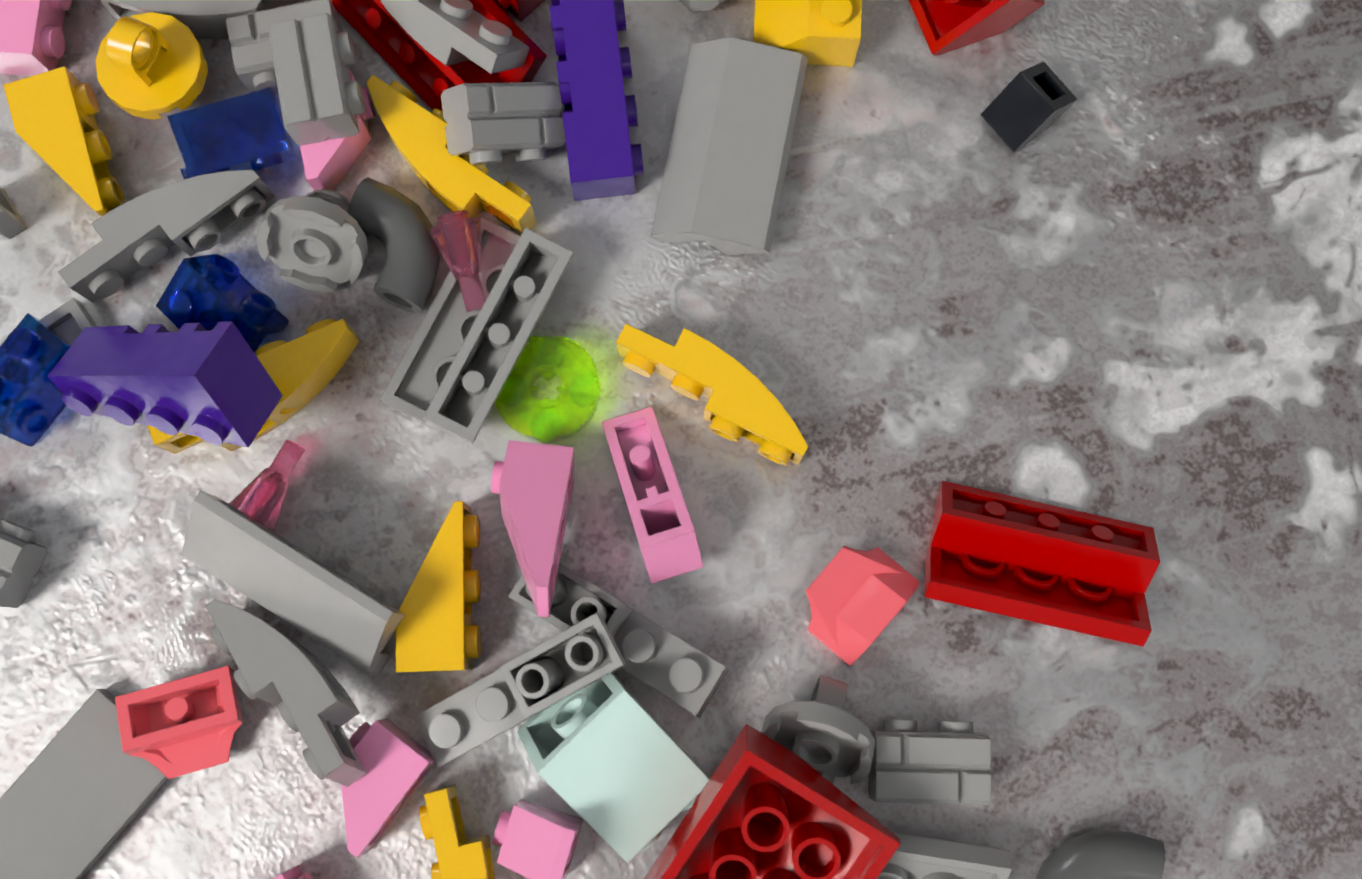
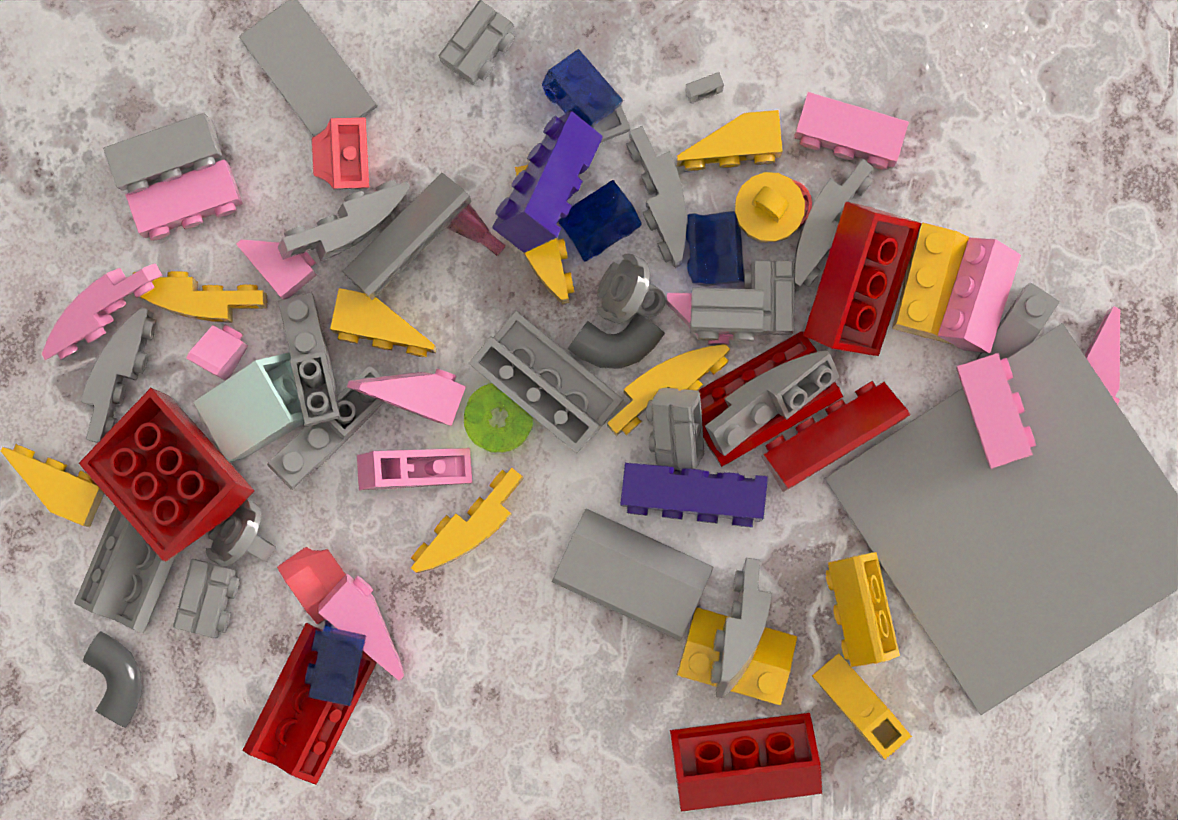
camera: 110 degrees right, 5 degrees up
(460, 245) = (600, 382): clear pink cone -> none
(896, 519) = (355, 610): none -> bright pink slope
(981, 531) = (336, 664): none -> clear blue bracket
(1028, 106) = (614, 783): black brick -> none

